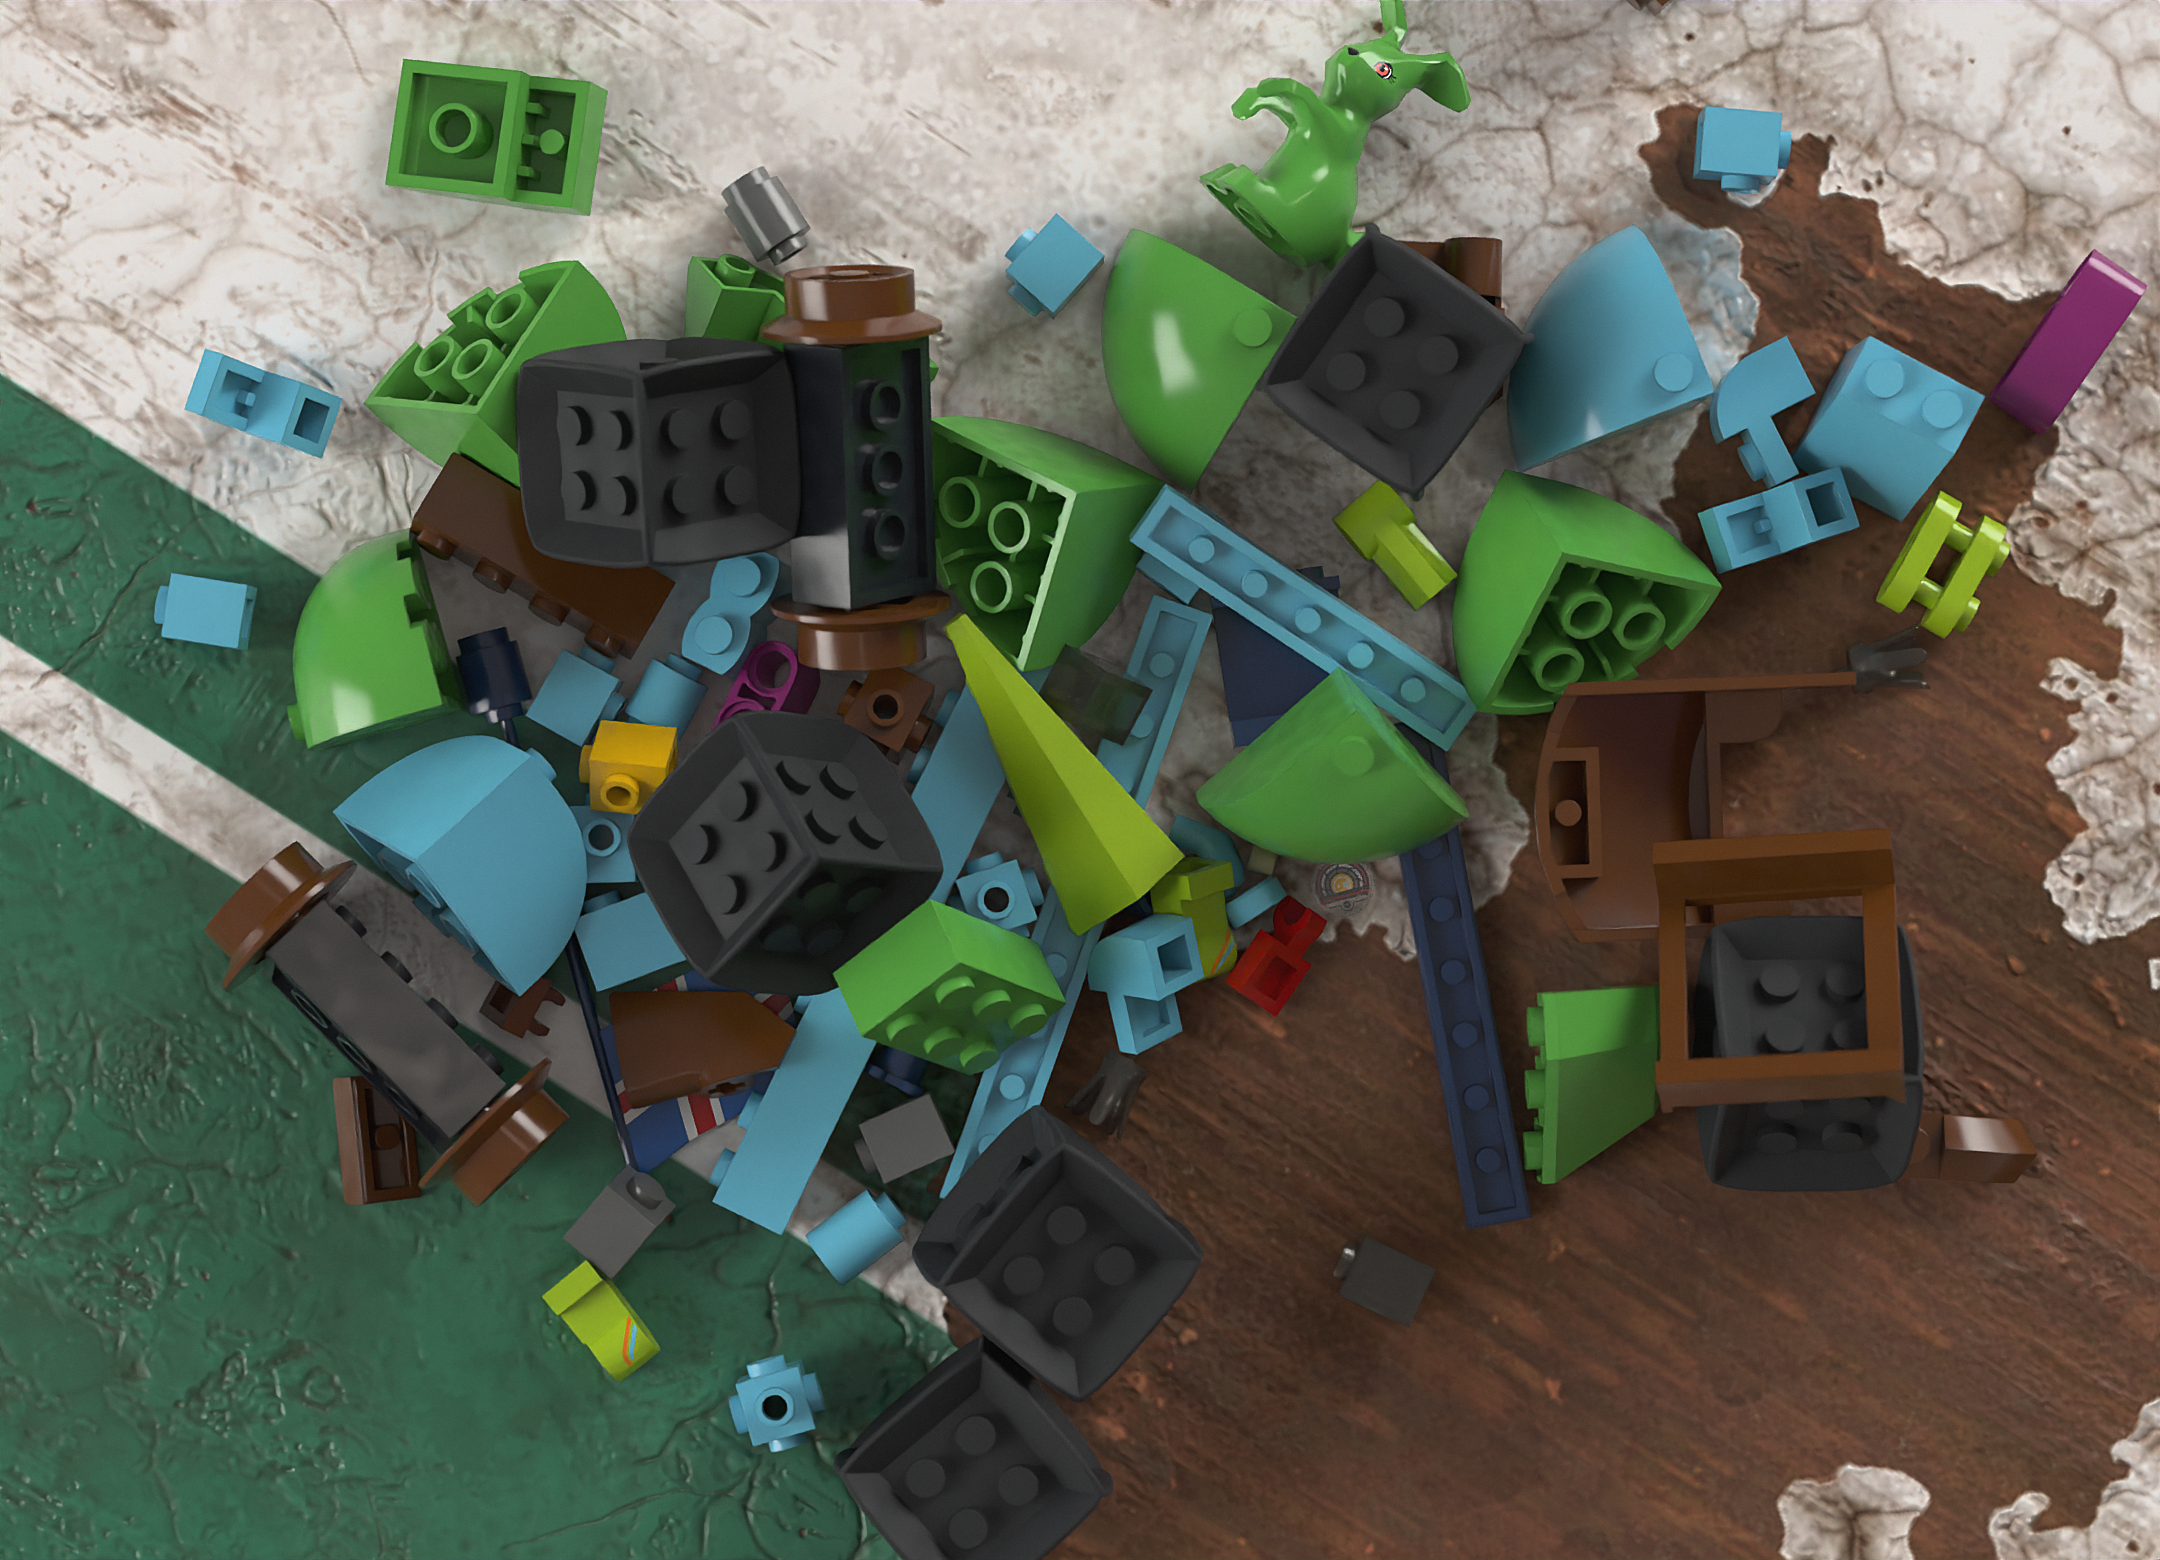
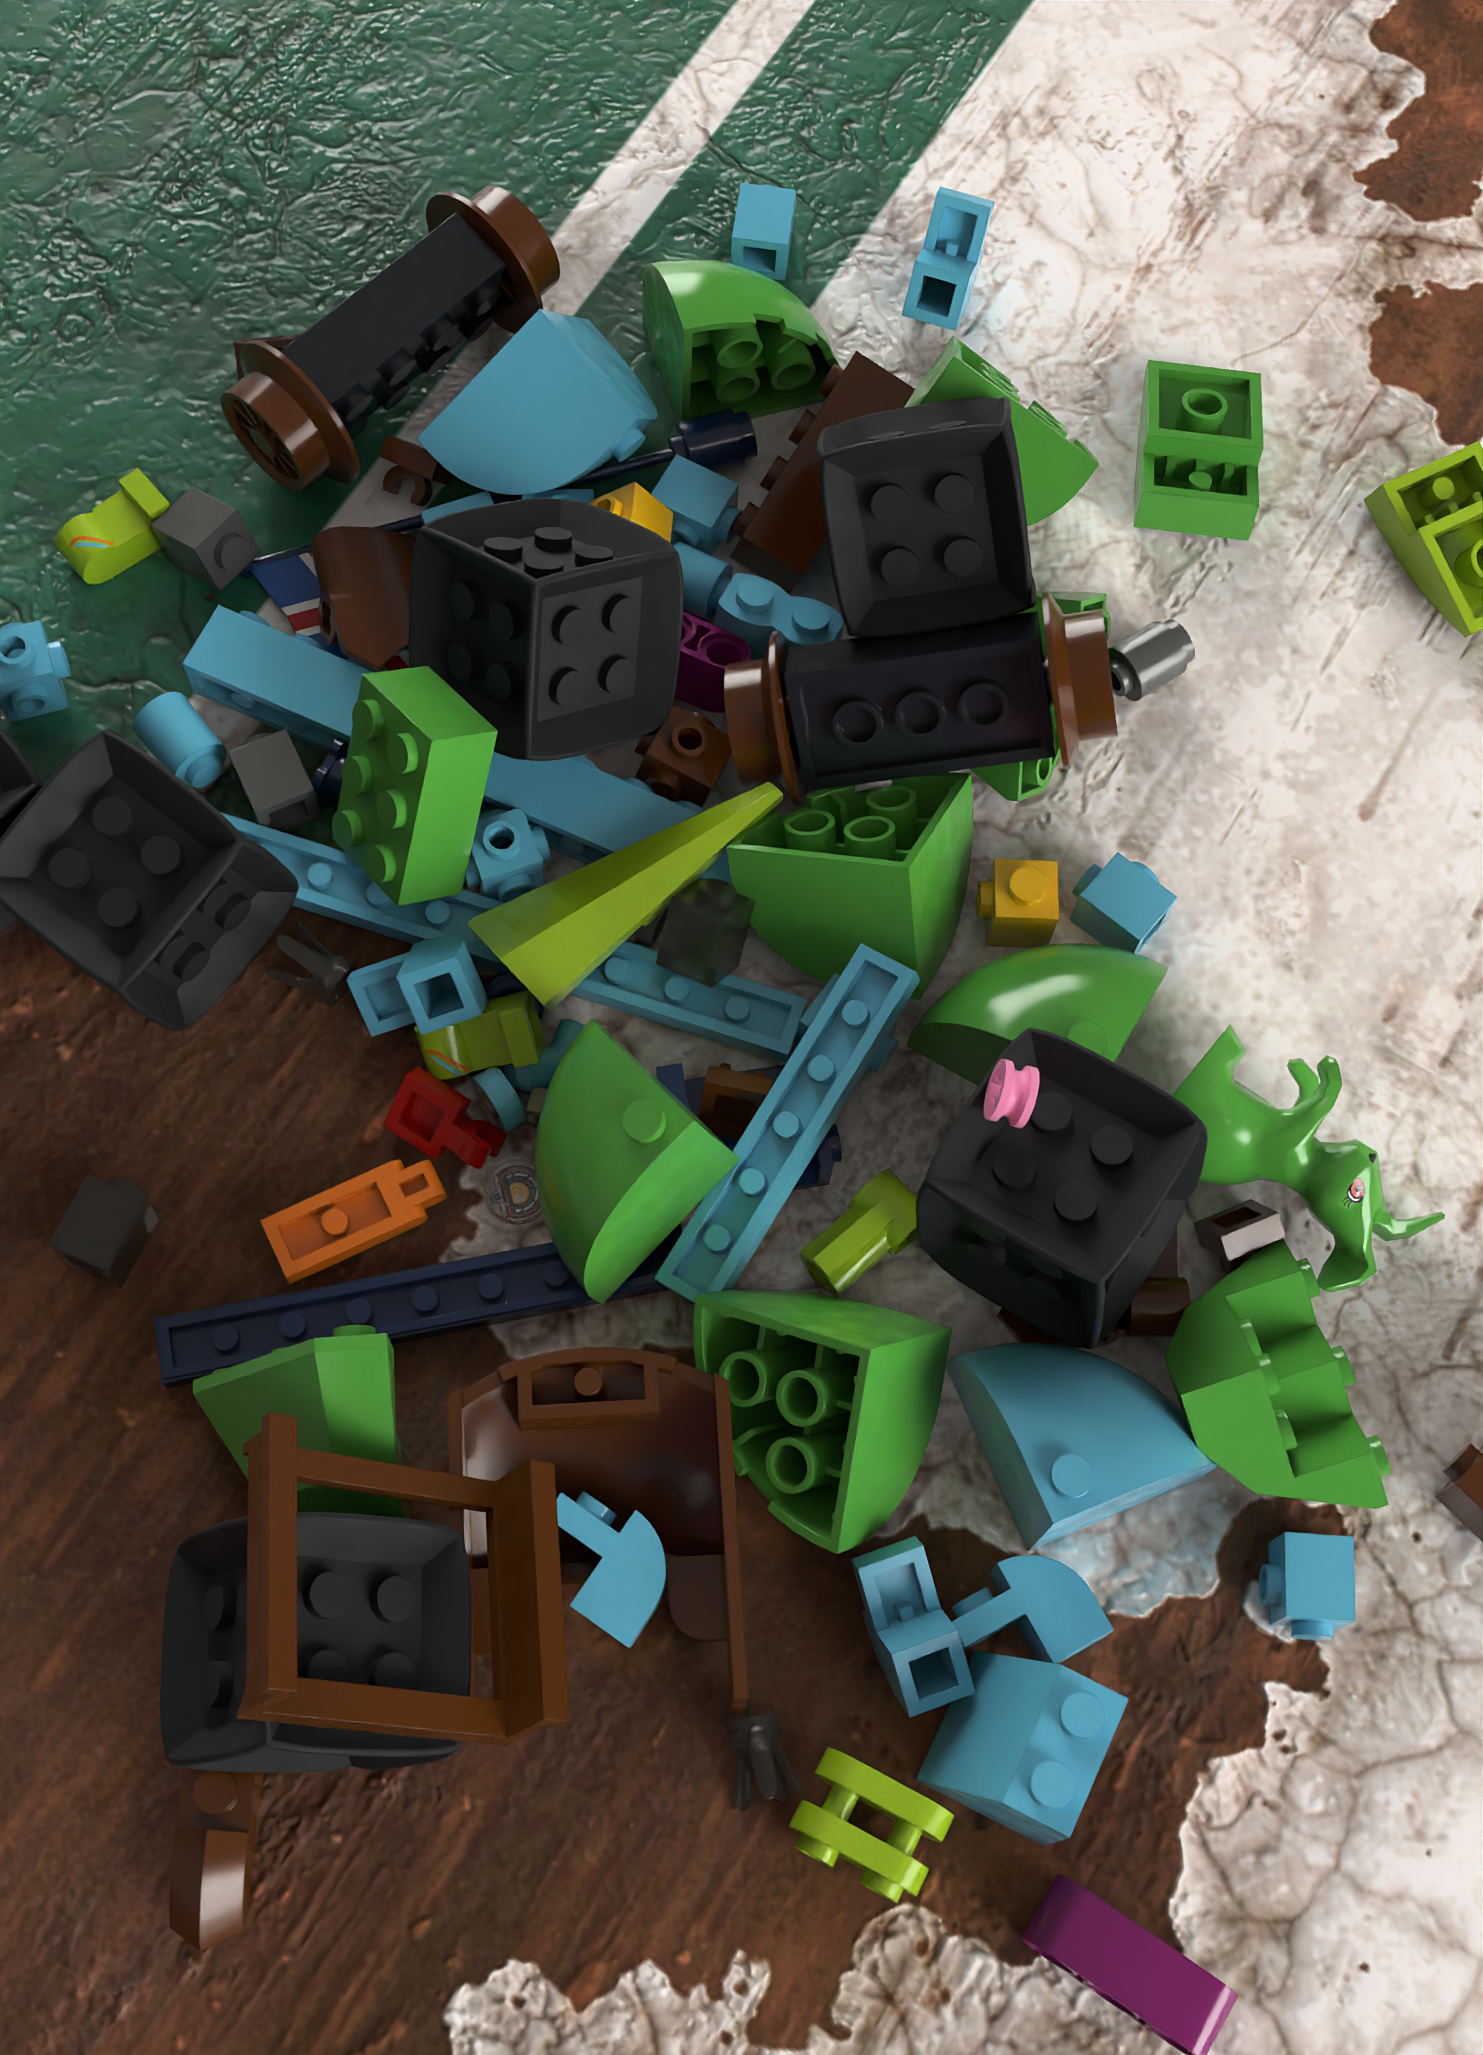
camera: 85 degrees right, 20 degrees down
(1051, 374) = (1019, 903): none -> yellow brick
(1266, 670) = (731, 1099): none -> reddish brown tile
(1341, 410) = (1011, 1093): none -> bright pink bush
(1371, 1043) = (352, 1217): none -> orange hinge
(1400, 178) = (1239, 1231): none -> reddish brown tile
(1561, 172) = (1270, 1390): none -> bright green brick
(1727, 776) = (628, 1578): none -> medium azure brick

